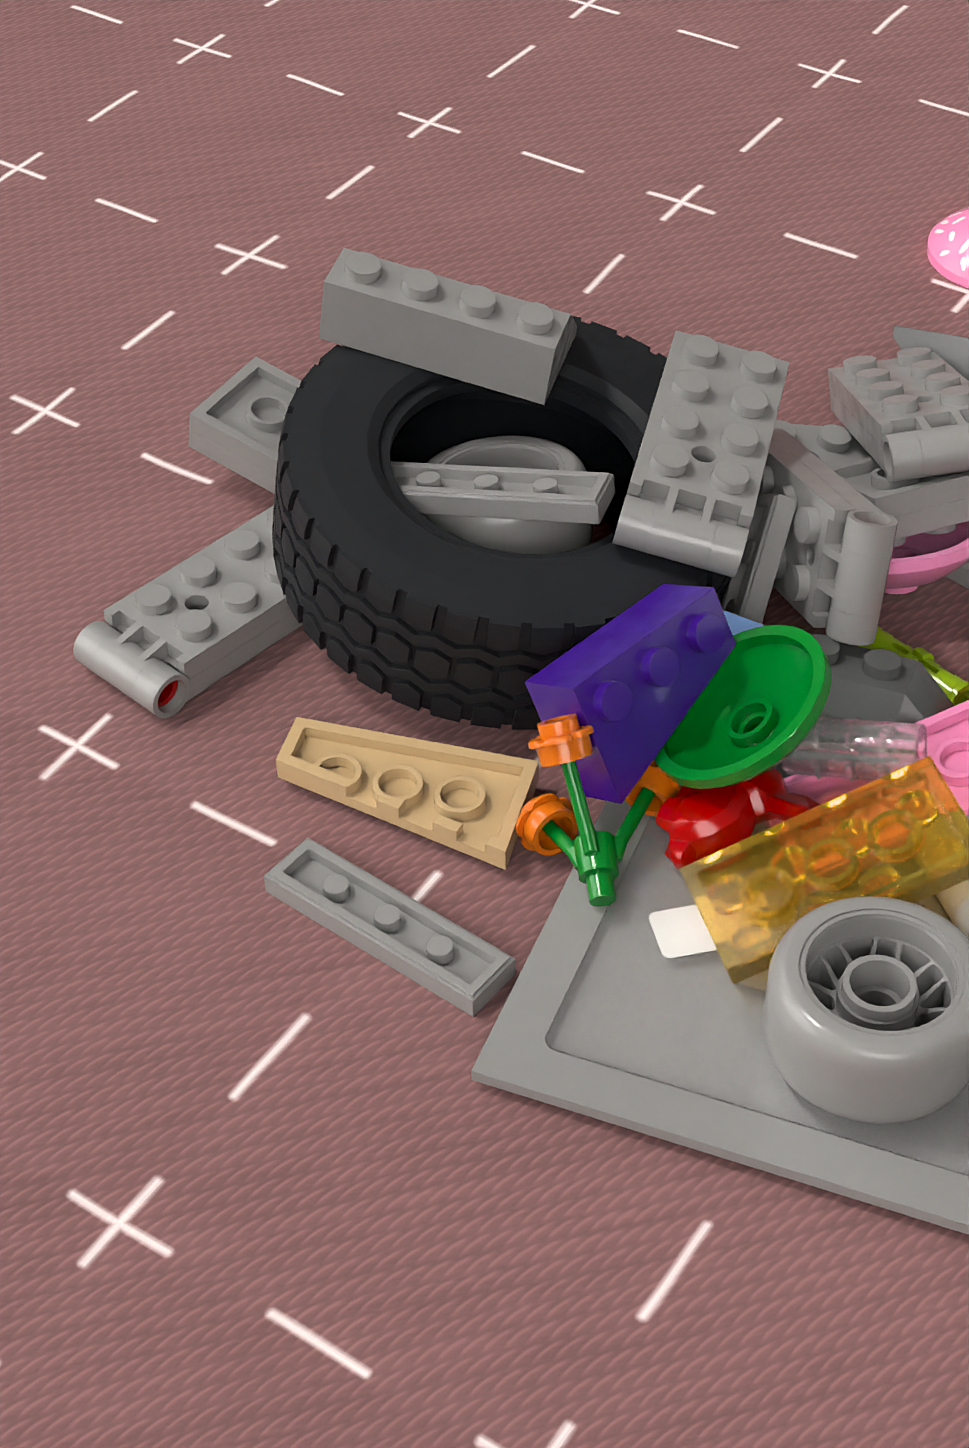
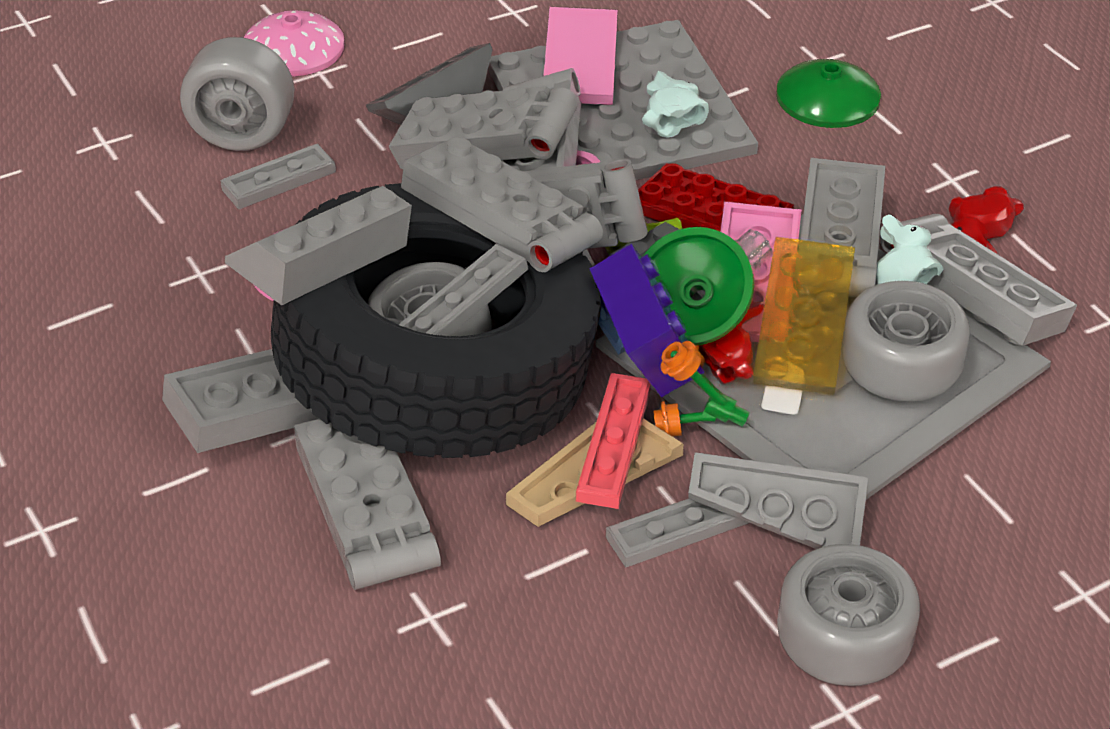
camera: 65 degrees left, 0 degrees up
(260, 1141) = (848, 614): none -> light grey wheel
(436, 779) = (613, 441): none -> coral tile
(455, 1001) = (788, 500): none -> light grey wing
(741, 330) = (278, 176): none -> light grey tile
(798, 221) = (237, 94): none -> light grey wheel

